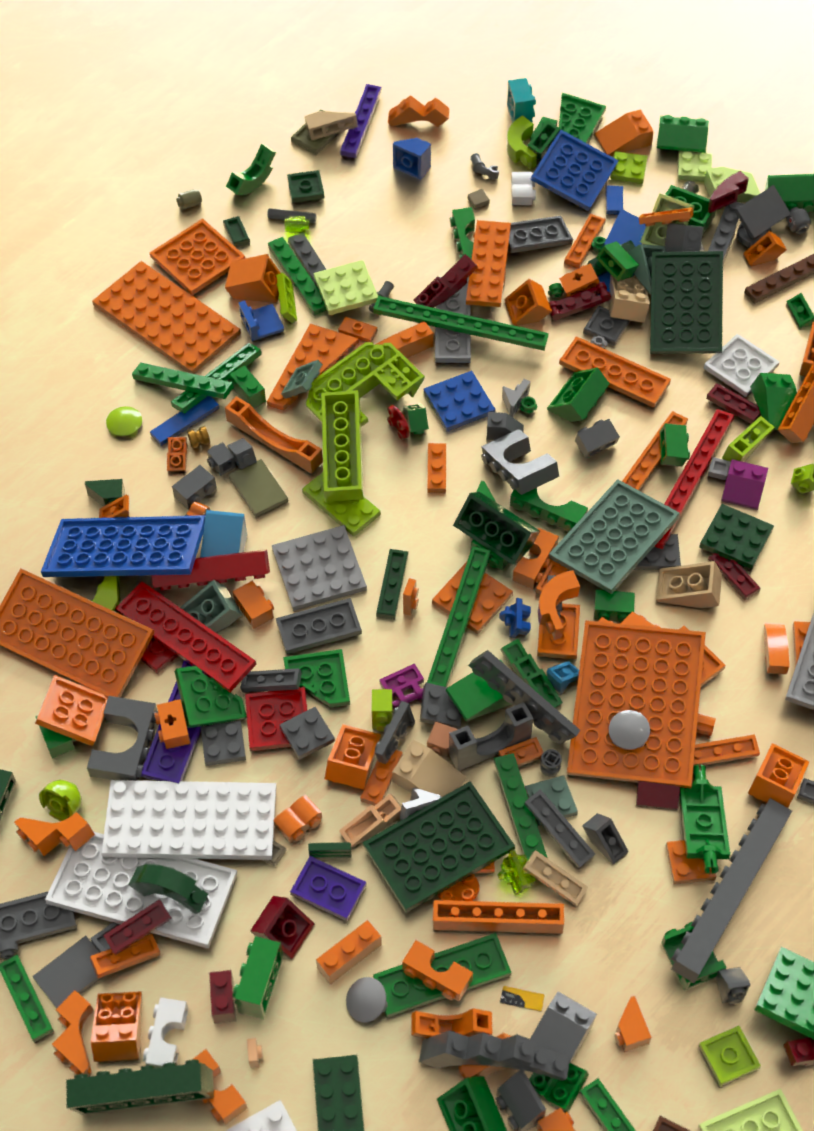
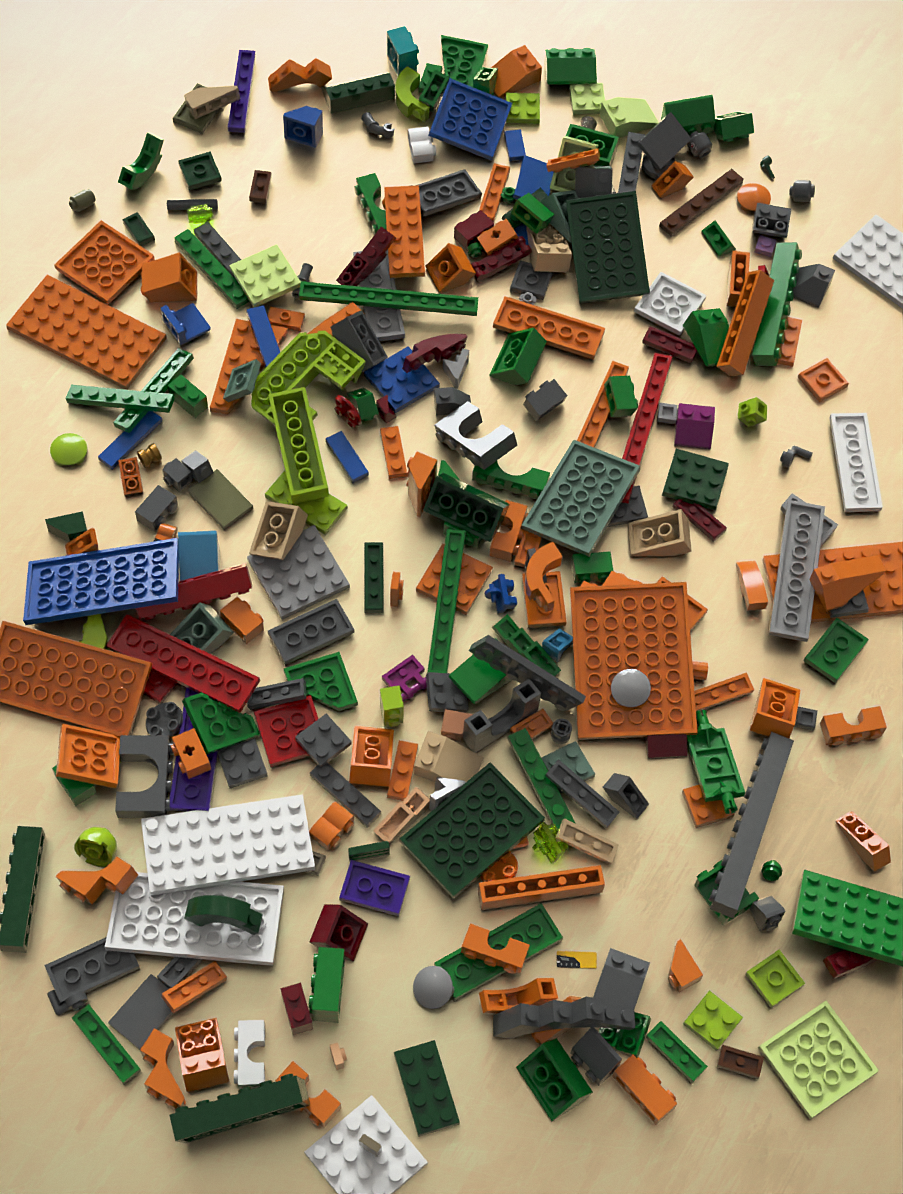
camera: 15 degrees left, 5 degrees up
(137, 927) = (202, 957): dark red plate -> none
(156, 687) = (164, 719): none -> dark grey dish
(286, 298) = (206, 294): lime plate -> none
(297, 451) = (251, 455): orange arch -> none
(306, 523) = (278, 530): none -> tan slope
(320, 790) = (346, 794): none -> dark grey plate
(332, 339) = (263, 334): none -> blue tile
(348, 952) = (407, 945): orange brick -> none
(360, 207) = (260, 186): none -> reddish brown plate
(390, 465) = (347, 456): none -> blue tile
(394, 731) = (413, 710): dark grey wing -> none
(424, 354) = (360, 338): none -> dark grey slope
(435, 426) = (384, 410): none -> dark red slope
(456, 490) = (420, 479): none -> orange slope
(473, 135) = (359, 92): none -> dark green slope
(478, 198) = (378, 161): dark tan tile -> none
(495, 374) = (435, 348): none -> dark red slope
(528, 401) = (471, 370): green plate -> none
(551, 271) = (467, 231): none -> dark red brick
(597, 137) = (486, 80): none -> green slope
(654, 1088) = (713, 1020): none -> lime plate
(728, 191) = (628, 124): dark red slope -> none
(746, 941) = (772, 870): none -> green plate
(748, 440) = (691, 381): lime slope -> none

